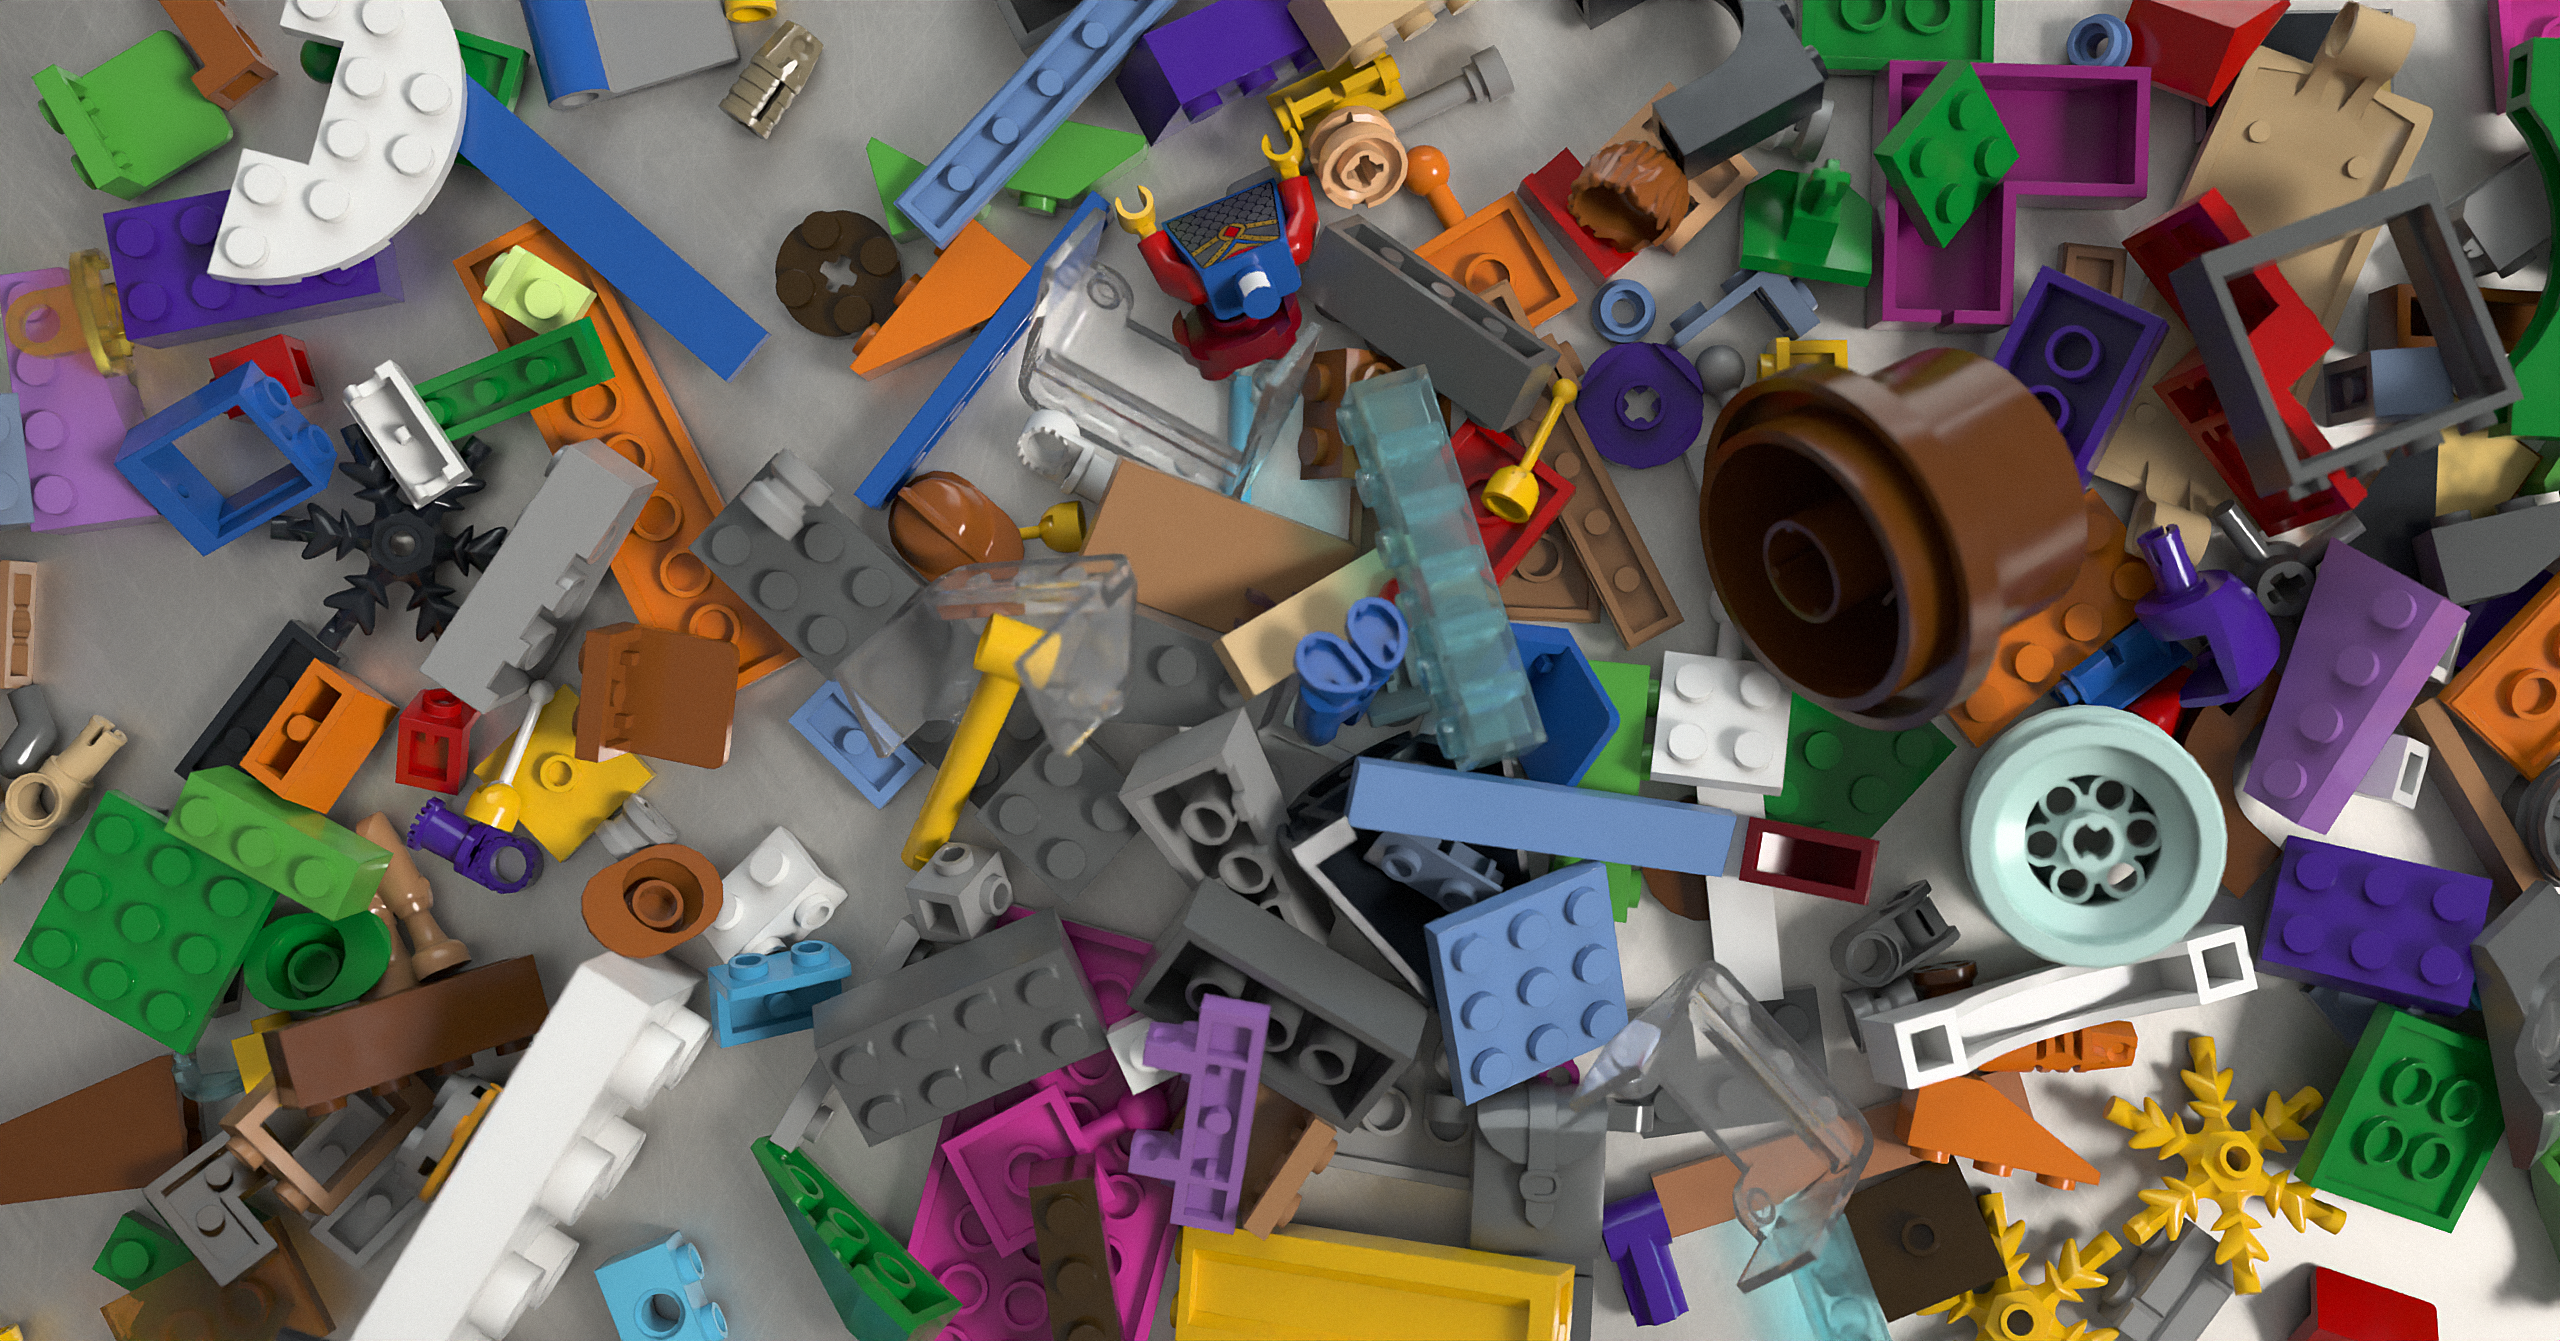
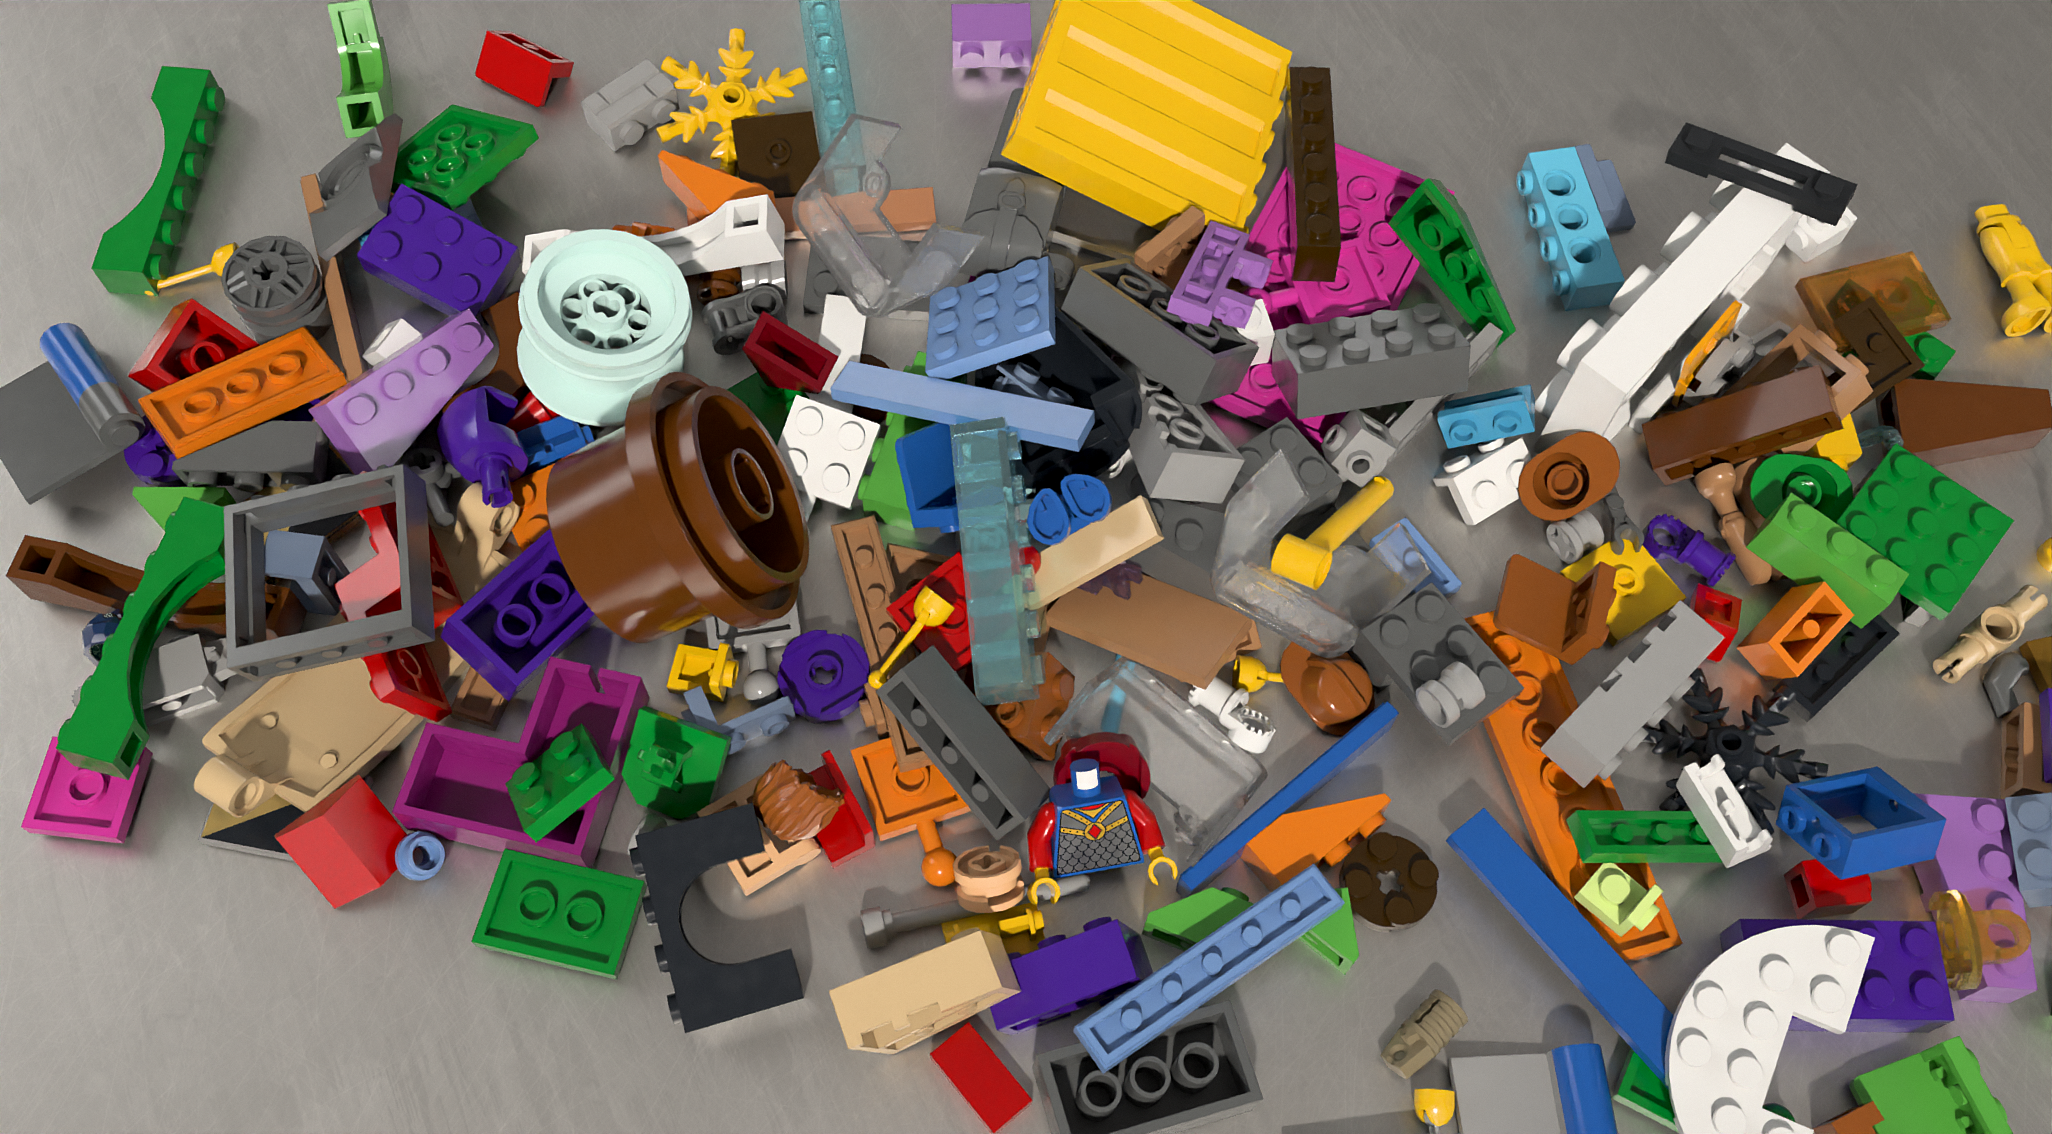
camera: 175 degrees left, 25 degrees down
(497, 800) = (1672, 566): hinge -> none
(572, 863) = (1622, 525): none -> dark grey piece
(1637, 297) = (815, 730): medium blue plate -> none
(1638, 1243) = (952, 180): dark purple piece -> none
(2223, 1165) = (580, 156): yellow piece -> none

